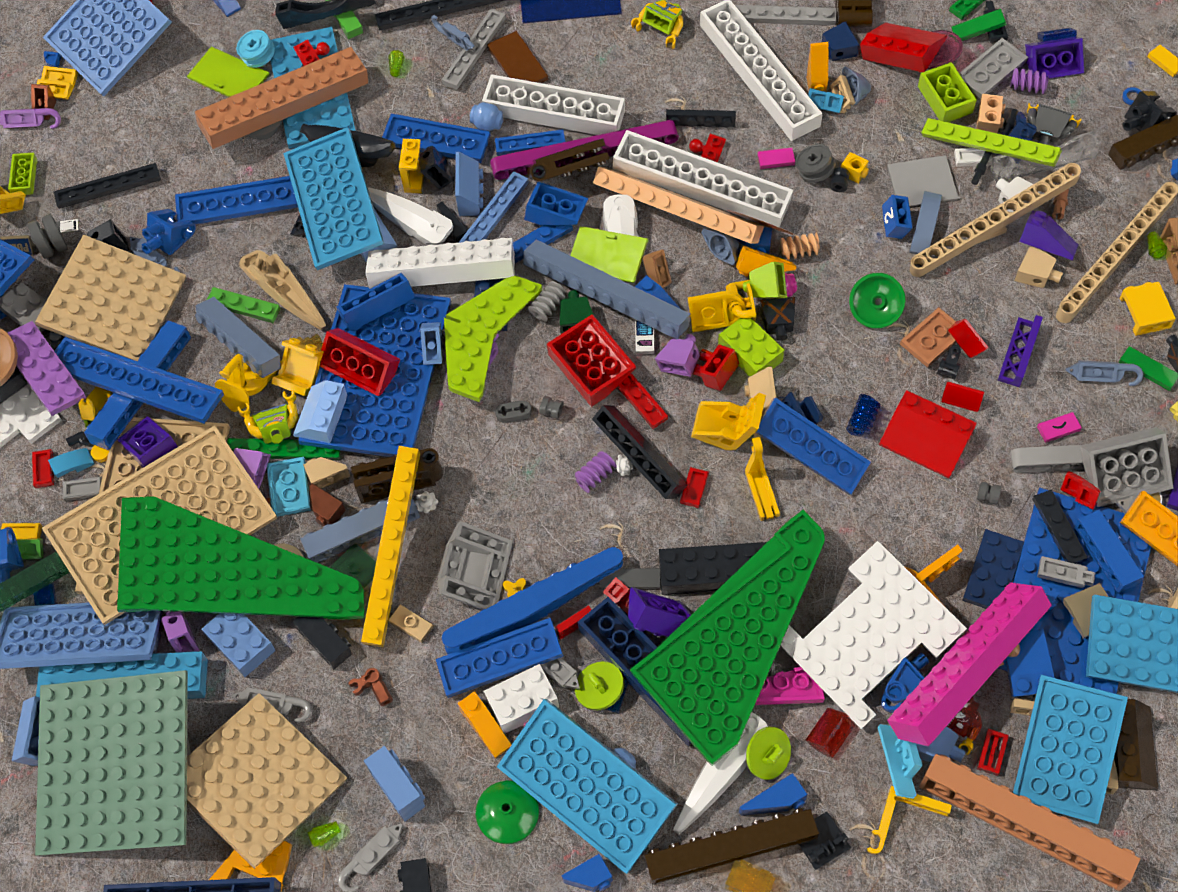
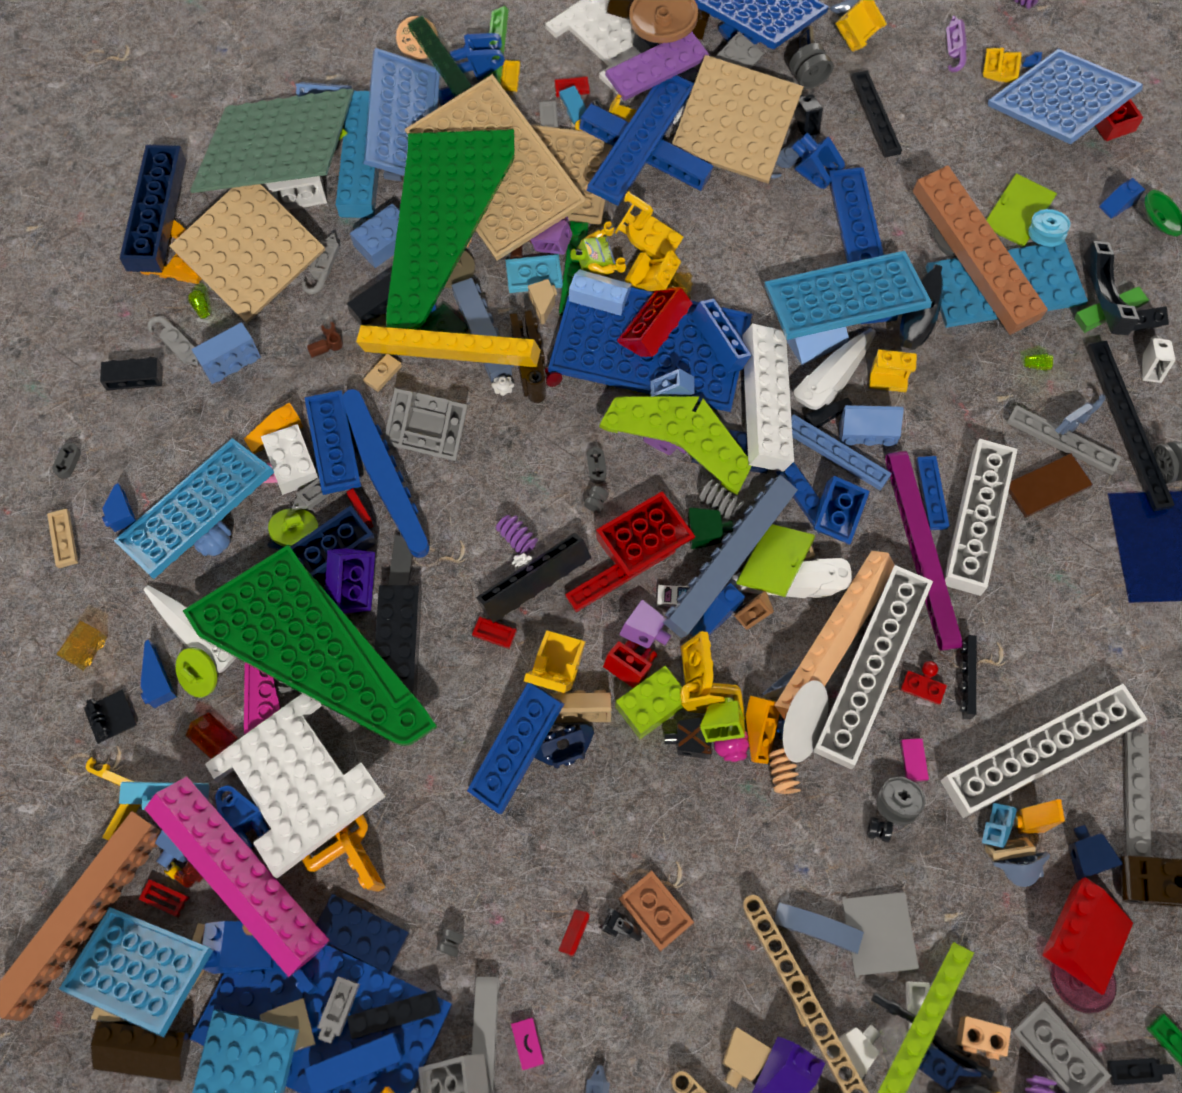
camera: 90 degrees right, 5 degrees up
(23, 173) = (889, 46): lime piece -> none
(42, 98) = (977, 53): copper slope -> none
(68, 225) = (832, 85): white sticker -> none
(147, 442) = (579, 156): dark purple slope -> none
(176, 627) = (390, 189): medium lavender torso -> none
(238, 337) = (690, 221): sand blue brick -> none
(246, 305) = (735, 231): bright green plate -> none
(281, 285) = (756, 254): tan piece -> none
(308, 54) = (1045, 276): red plate -> none
(325, 507) = (507, 300): copper slope -> none
(432, 163) = (895, 392): black torso -> none
(444, 137) = (937, 400): blue plate -> none
(486, 116) = (961, 446): medium blue hair -> none
(509, 825) = (188, 457): green dish -> none
(512, 588) = (404, 461): yellow piece -> none
(548, 168) = (895, 522): dark brown hinge -> none
(618, 594) = (384, 553): red slope -> none
(663, 17) = (1118, 645): torso -> none
(731, 846) = (117, 633): dark brown brick -> none
(759, 483) = (483, 698): yellow hinge -> none
(856, 166) = (905, 845): yellow brick -> none
(863, 416) = (557, 815): clear blue piece -> none
(864, 297) = (698, 840): green dish -> none
(897, 217) = (821, 889): blue brick -> none
(927, 434) = (529, 884): red slope -> none
(946, 93) = (1013, 982): lime brick -> none
(967, 338) = (647, 948): red slope -> none
(979, 25) = (1129, 1046): green tile -> none
(1027, 350) = (629, 1022): dark purple fence -> none
(1081, 489) = (431, 1054): red slope -> none

